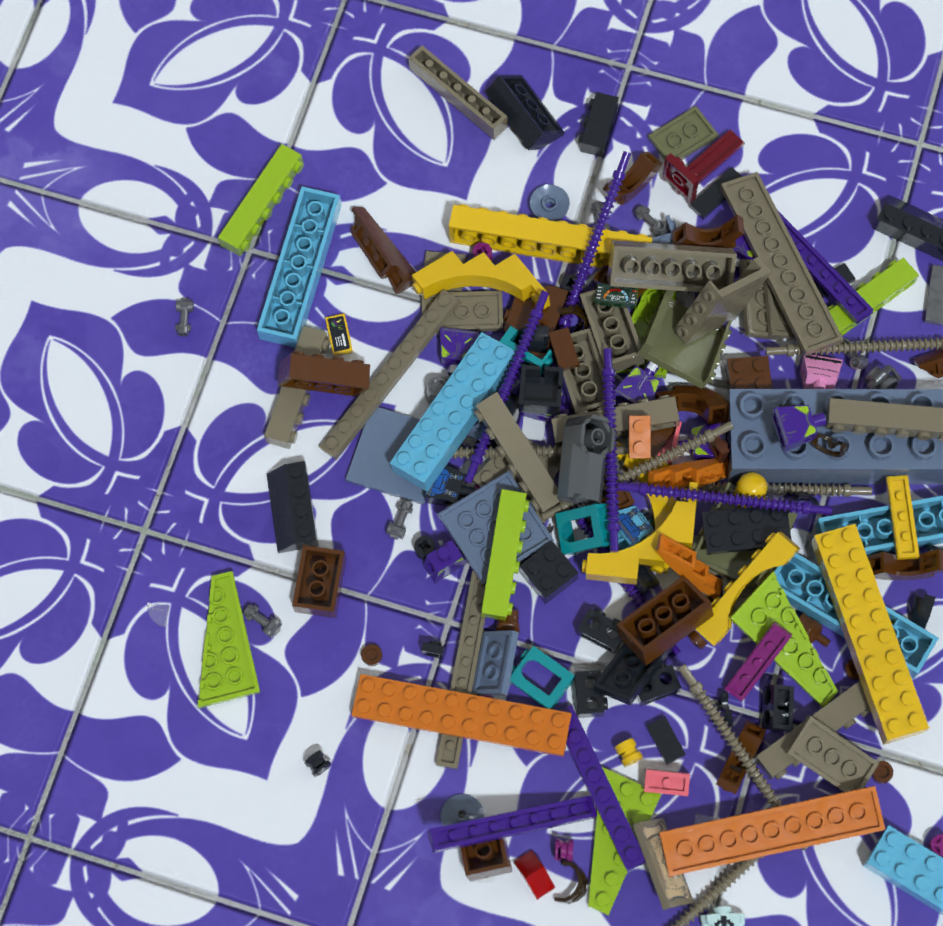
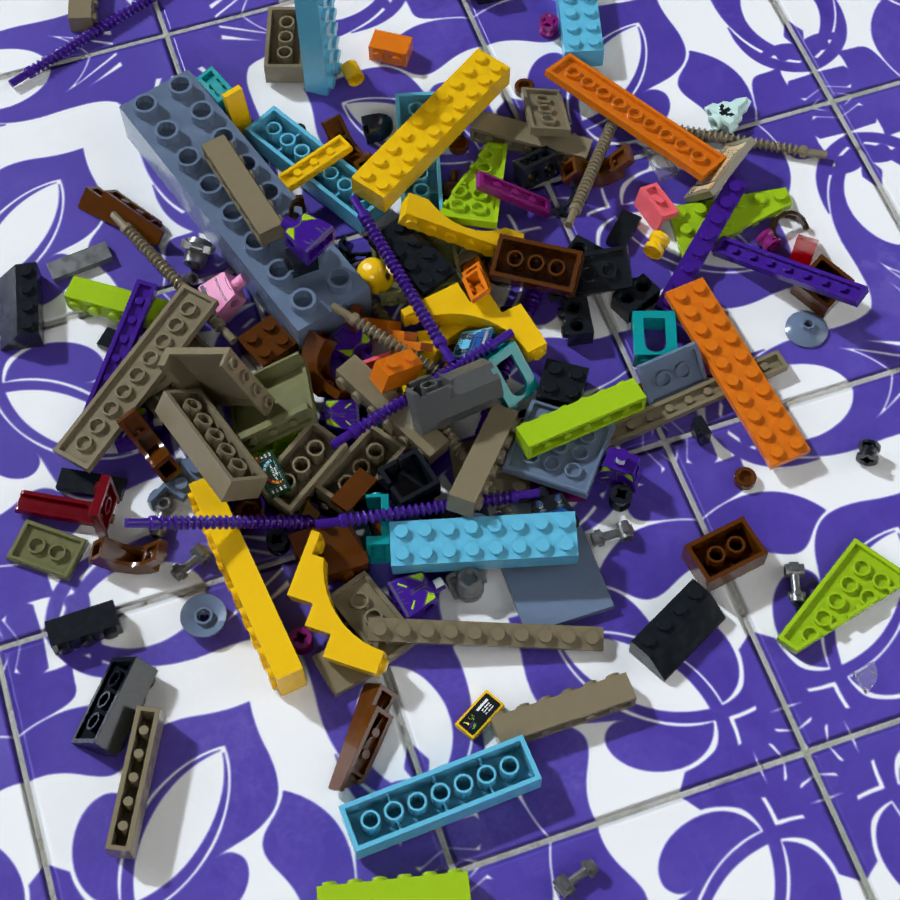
camera: 130 degrees left, 10 degrees down
(324, 374) = (540, 676): reddish brown brick -> none

